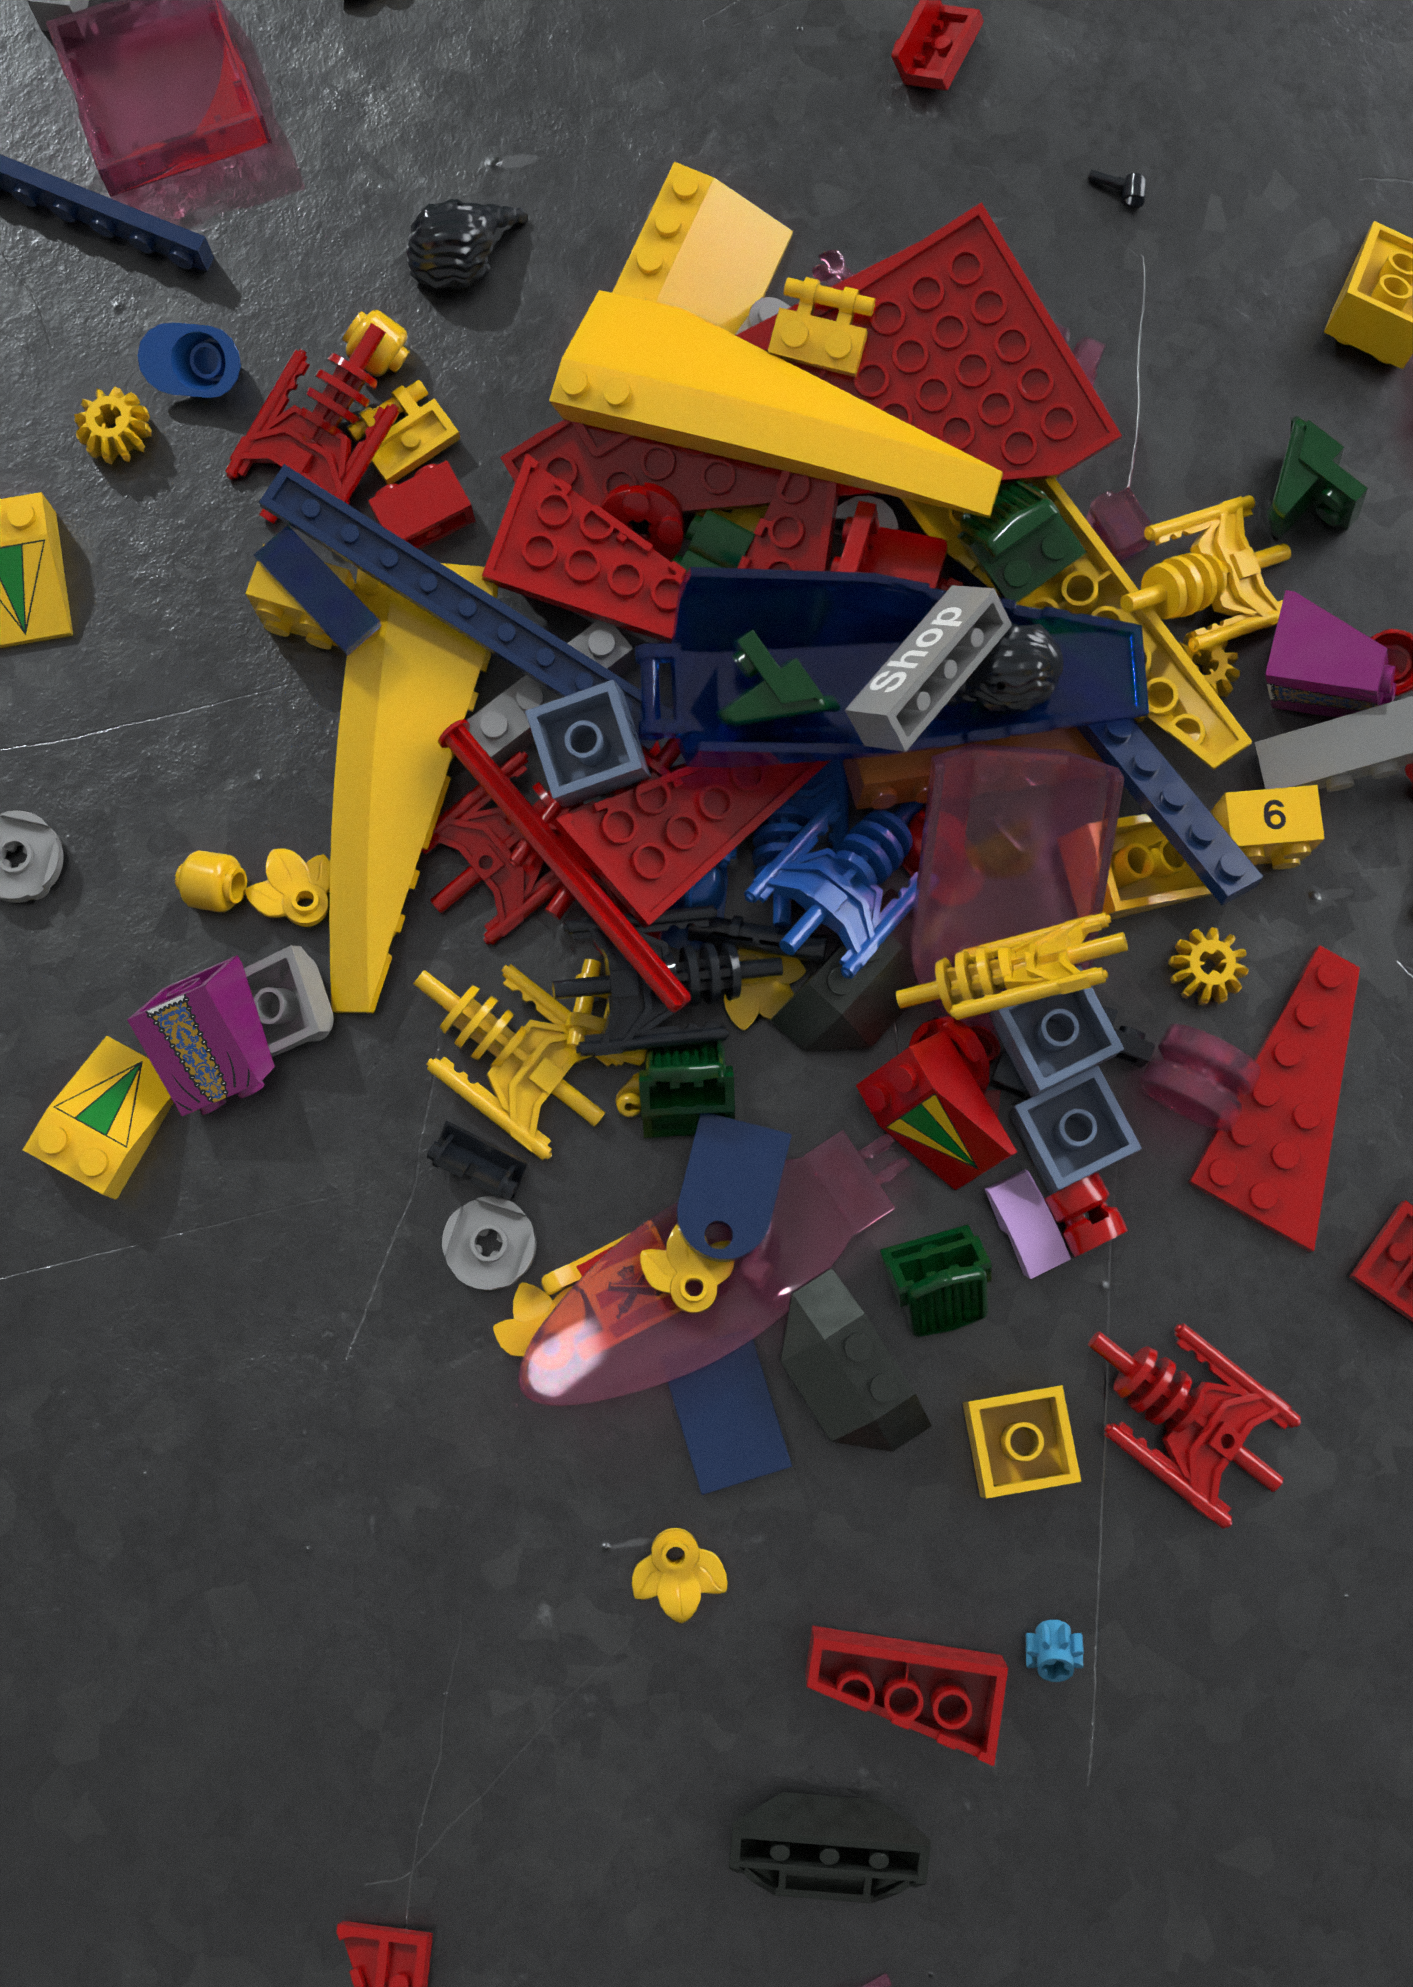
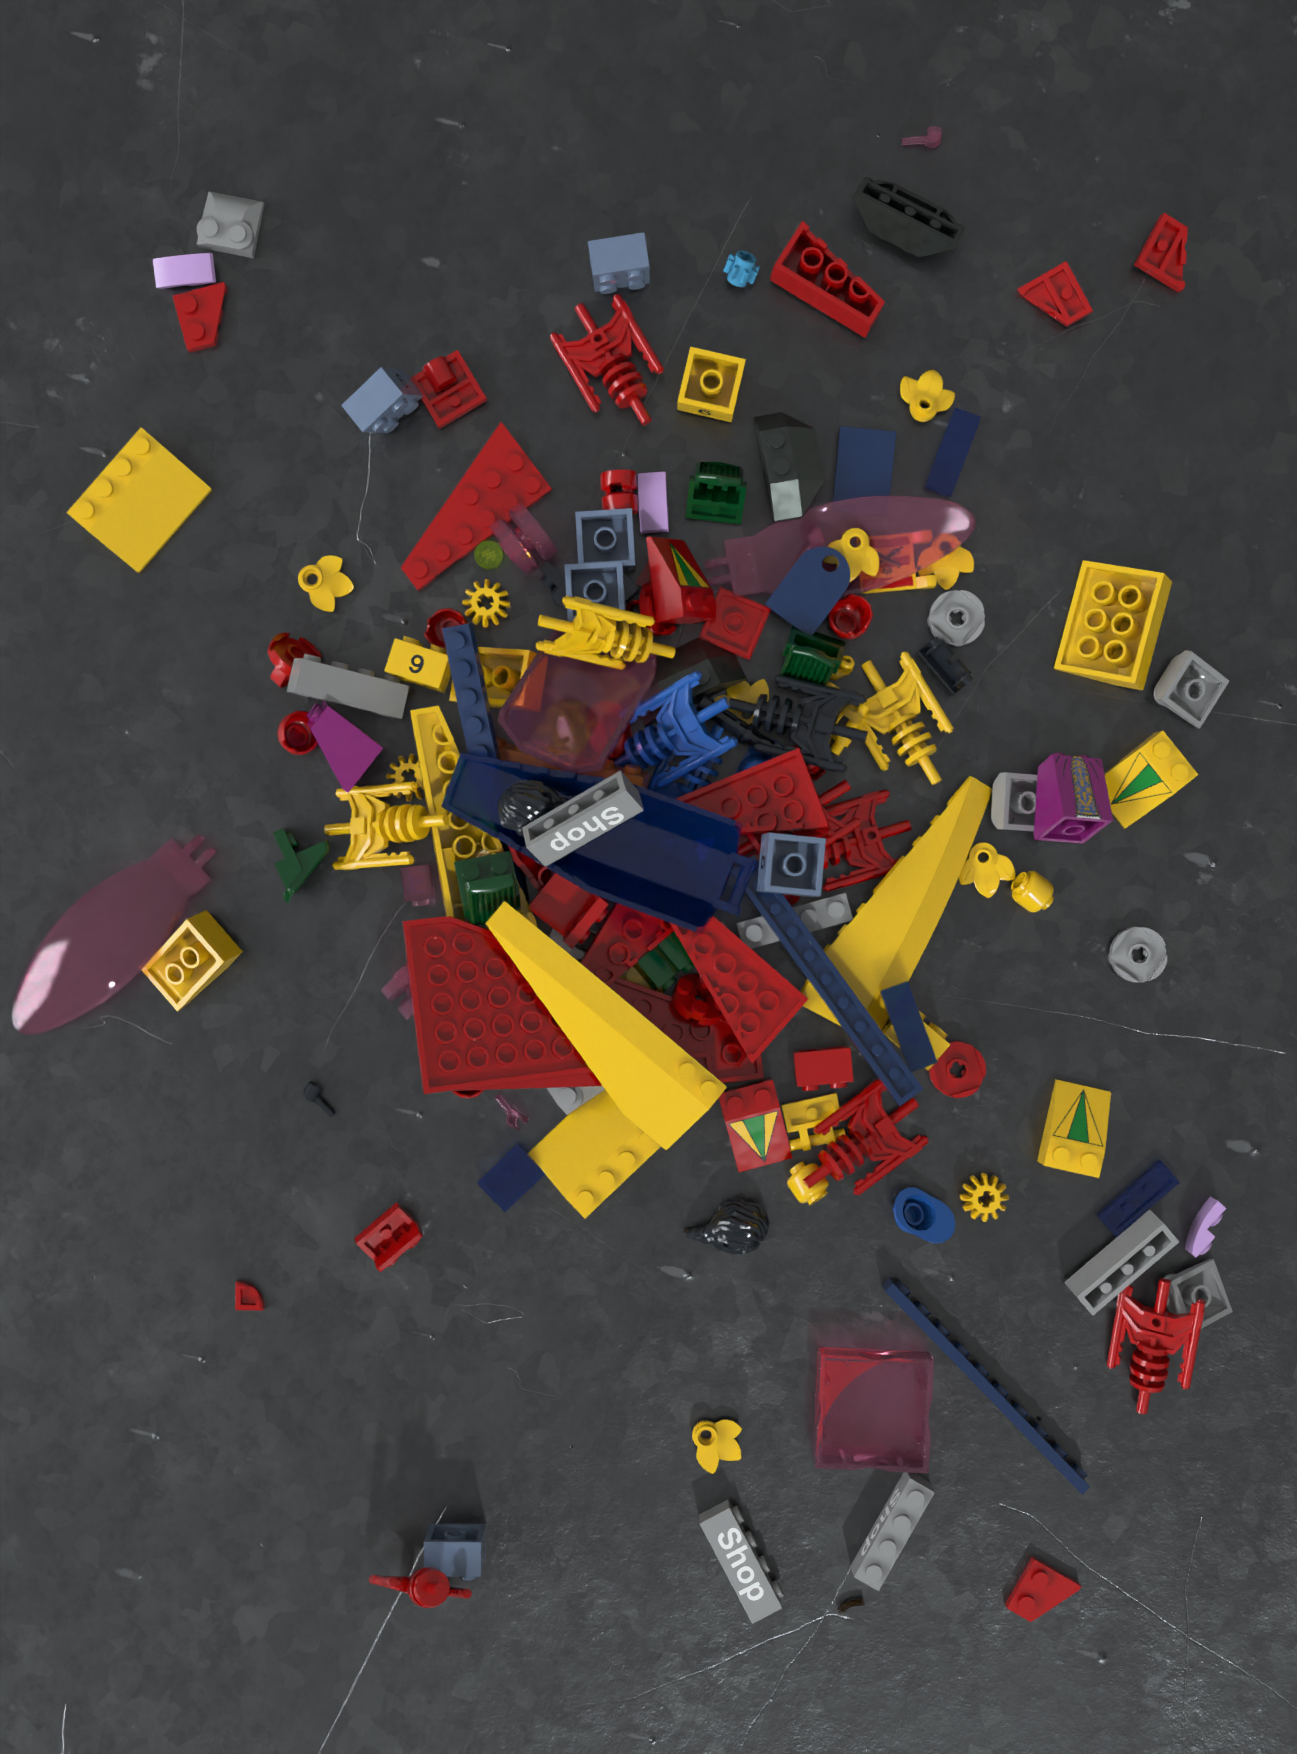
camera: 155 degrees left, 10 degrees up
(86, 1284) = (1190, 688): none -> light grey slope
(197, 586) = (970, 1077): none -> red plate
(242, 1333) = (1113, 624): none -> yellow slope
(488, 395) = (755, 1124): none -> red slope
(535, 1828) = (1058, 295): none -> red wing
(565, 865) = (832, 803): red axle -> none
(600, 1501) = (952, 452): none -> clear blue tile
(652, 1173) = (850, 617): none -> red hair
(780, 690) = (673, 849): dark green piece -> none
(802, 186) = (511, 1177): none -> clear blue plate
(817, 340) = (554, 1056): yellow plate -> none
(821, 1096) = (736, 624): none -> red tile
(1242, 1036) = (488, 555): none -> clear neon green tile
(1250, 1571) = (619, 263): none -> sand blue brick
(1255, 910) = (439, 620): none -> red hair

